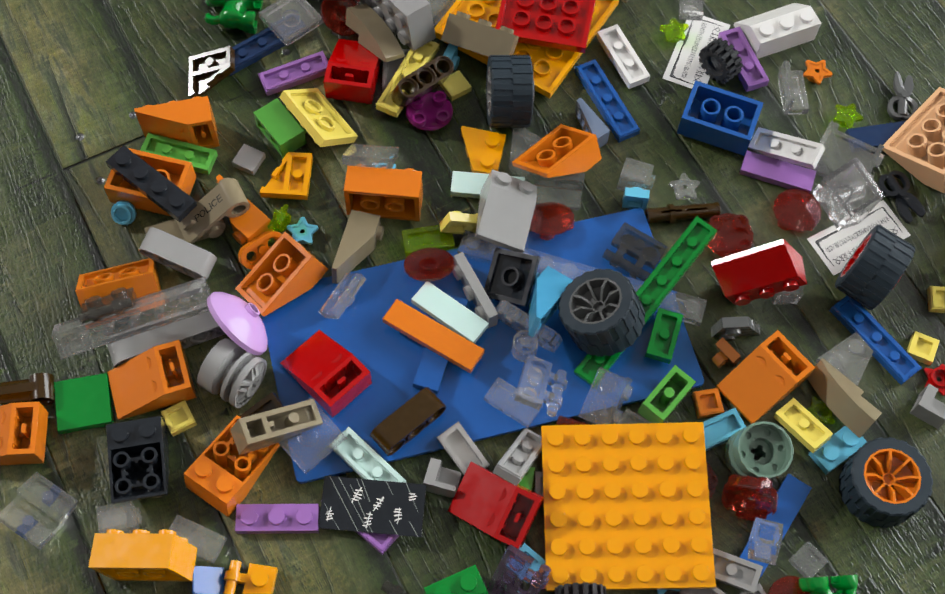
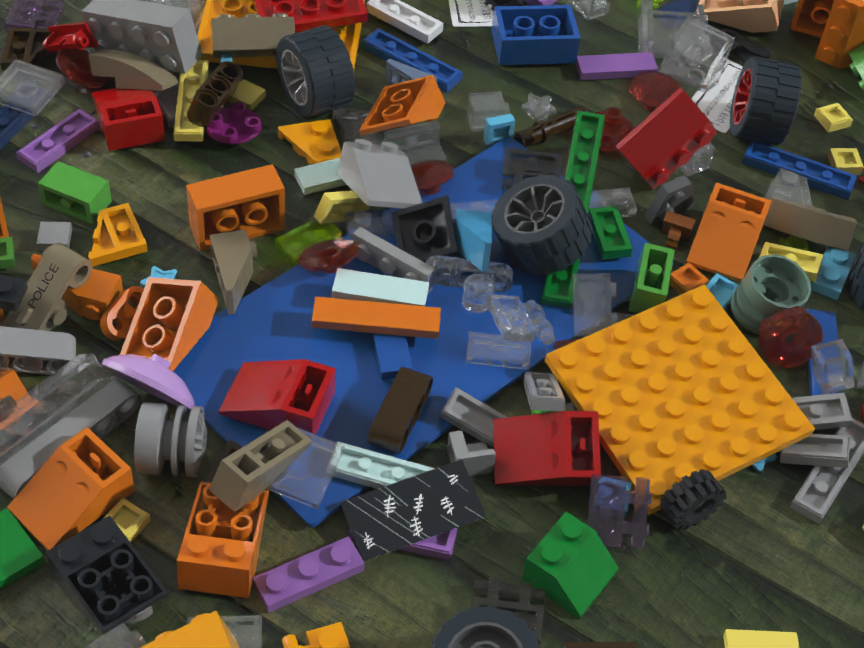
camera: 30 degrees left, 15 degrees down
(281, 219) = (131, 274): clear neon green plate -> none
(318, 117) = (115, 165): light yellow plate -> none
(342, 295) = (250, 319): clear plate -> none
(370, 156) = (182, 179): clear tile -> none
(786, 148) = (617, 37): white plate -> none

